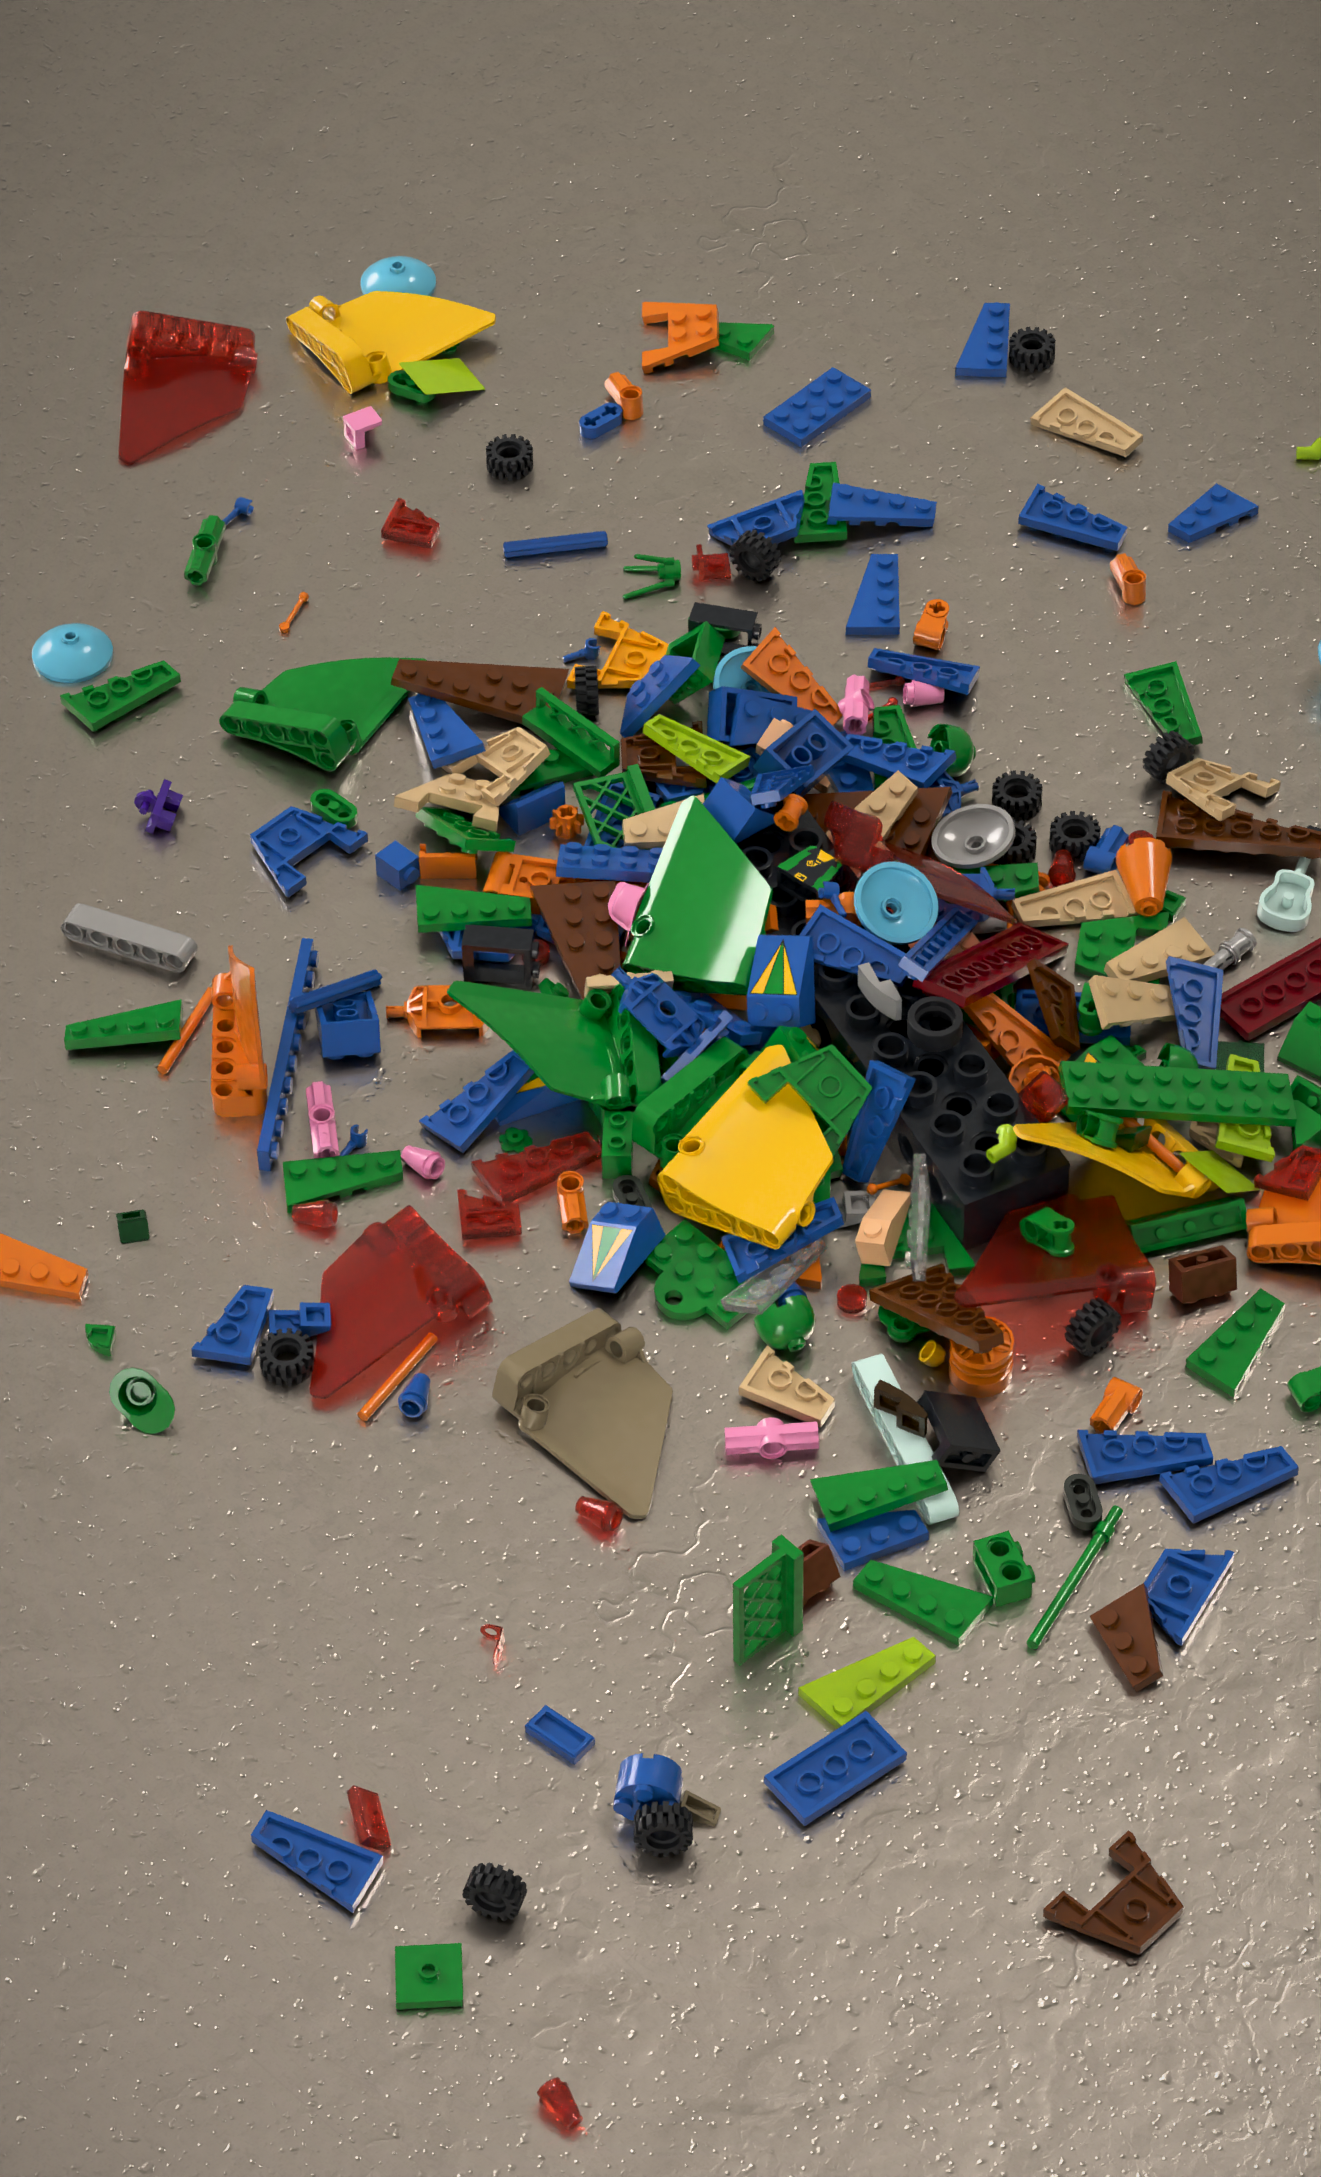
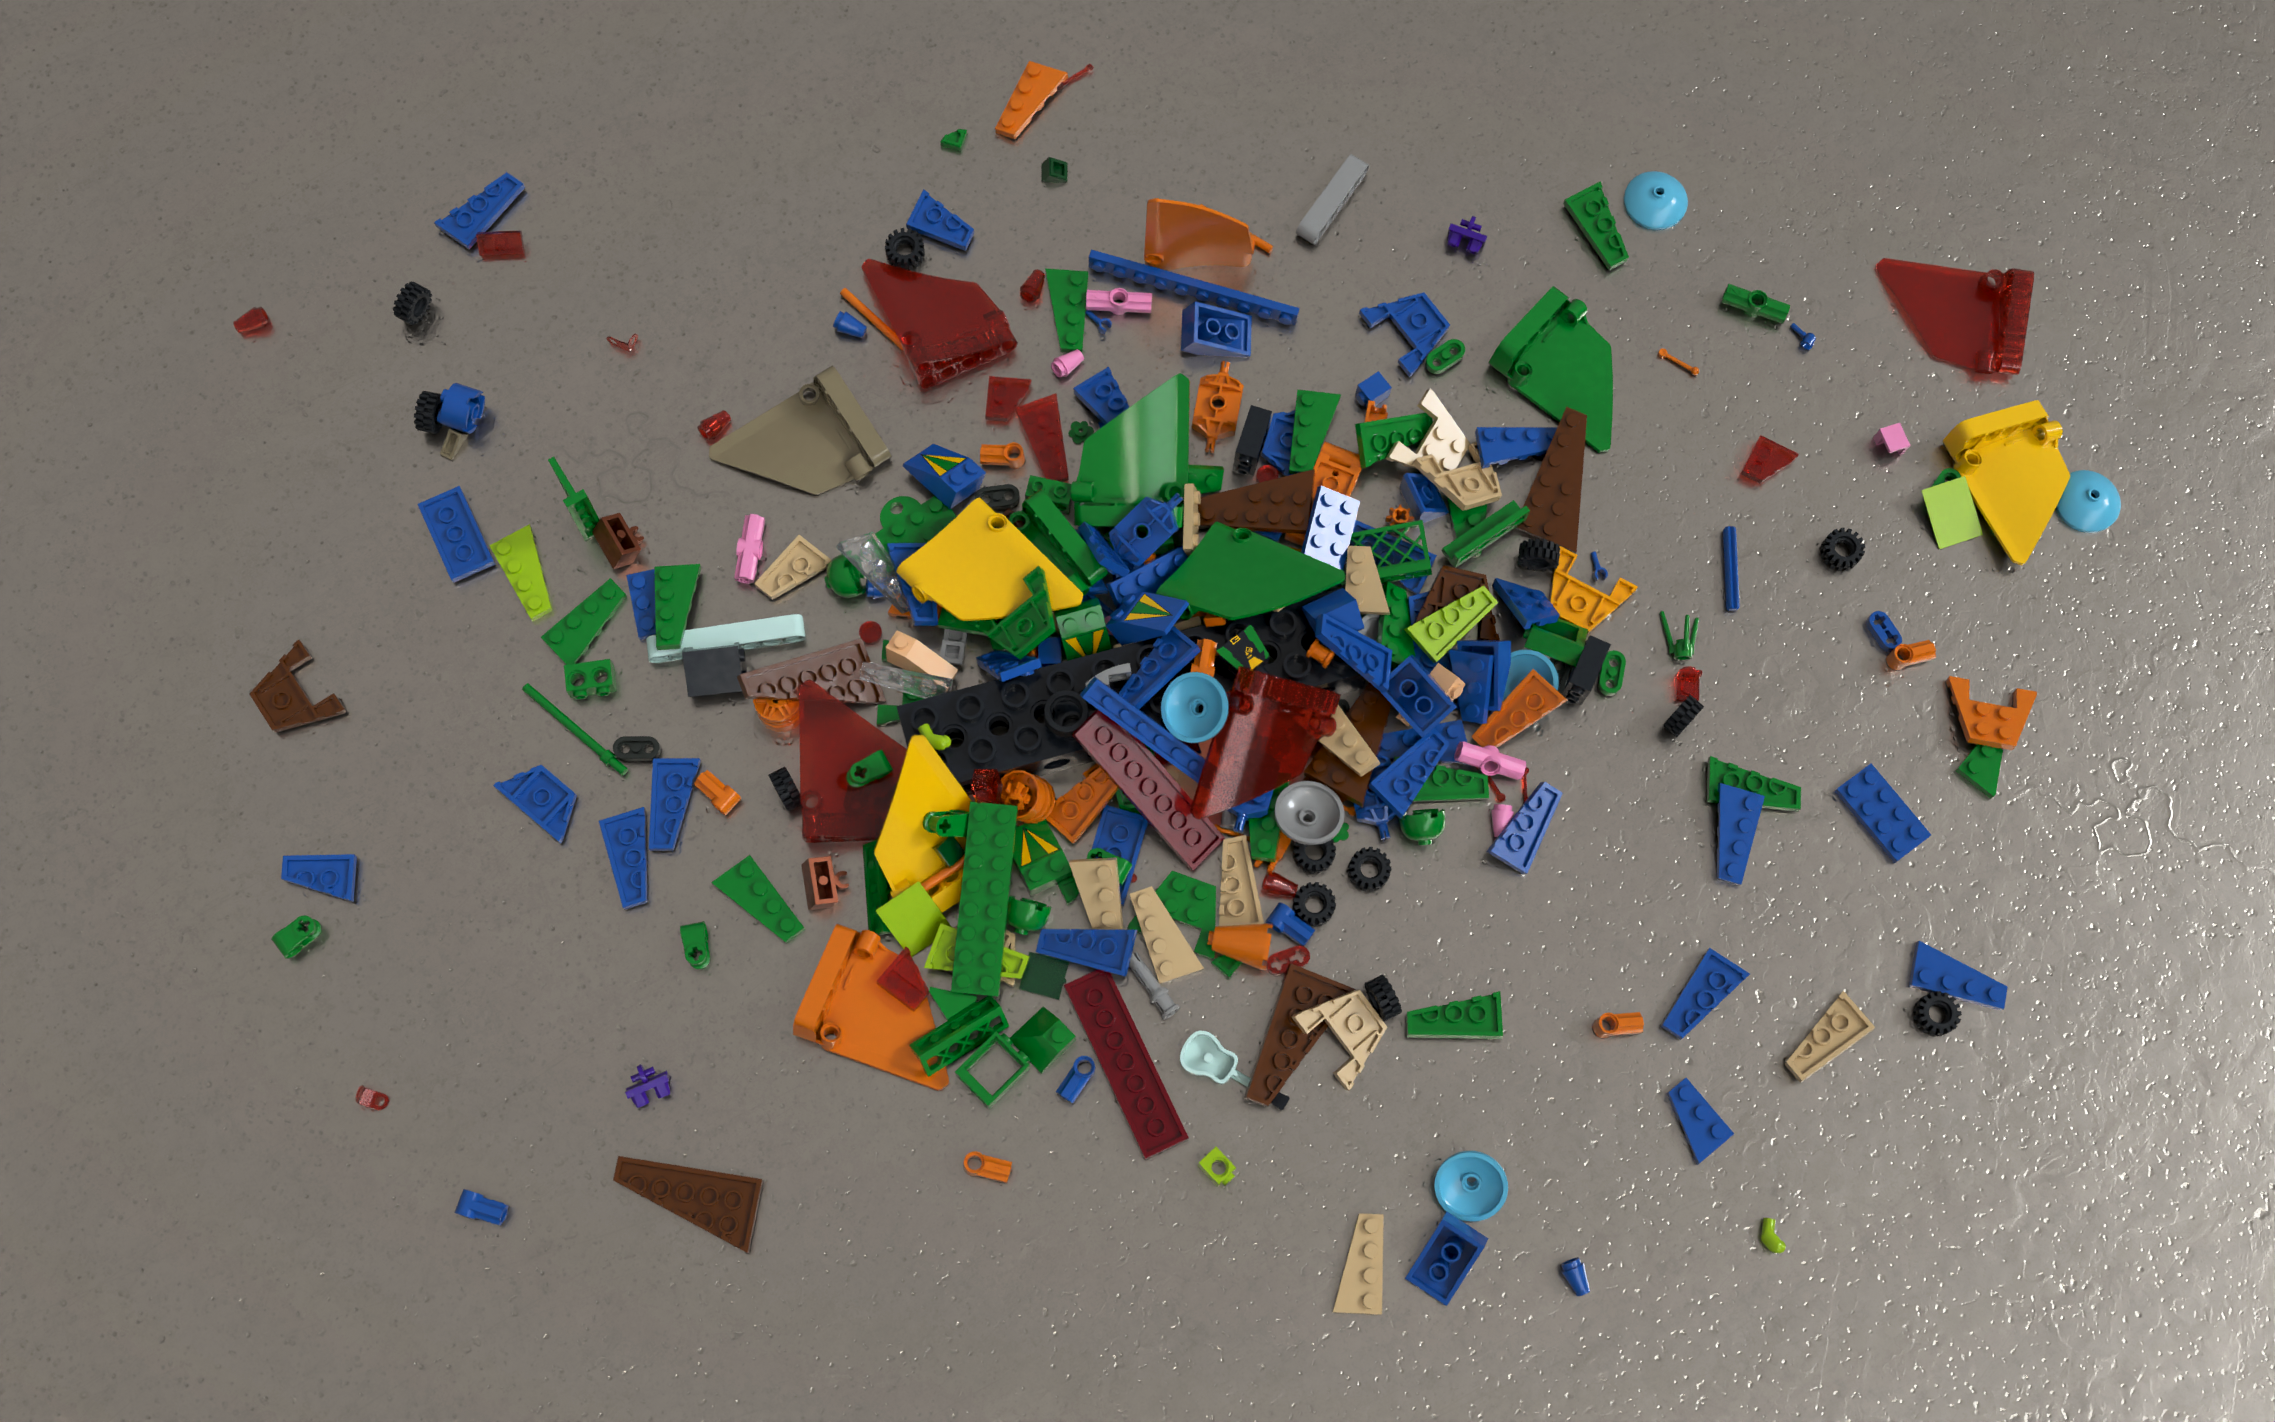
camera: 95 degrees right, 25 degrees up
(140, 1025) = (1242, 188): green wing -> none
(142, 1400) = (887, 153): green piece -> none
(310, 1319) = (937, 262): blue slope -> none
(335, 991) = (1242, 325): blue axle -> none
(429, 1976) = (374, 262): green plate -> none
(560, 1734) = (538, 370): blue tile -> none
(625, 904) = (1274, 529): bright pink piece -> none
(777, 519) = (1727, 734): blue wing -> none
(831, 891) = (1212, 655): blue hand -> none
(877, 599) = (1625, 811): blue wing -> none
(894, 1401) = (727, 635): dark brown slope -> none
(904, 1179) = (960, 662): orange hinge -> none
(932, 625) = (1578, 844): orange piece -> none
(1057, 1004) = (1115, 835): reddish brown wing -> none
(1130, 1636) = (510, 750): reddish brown wing -> none

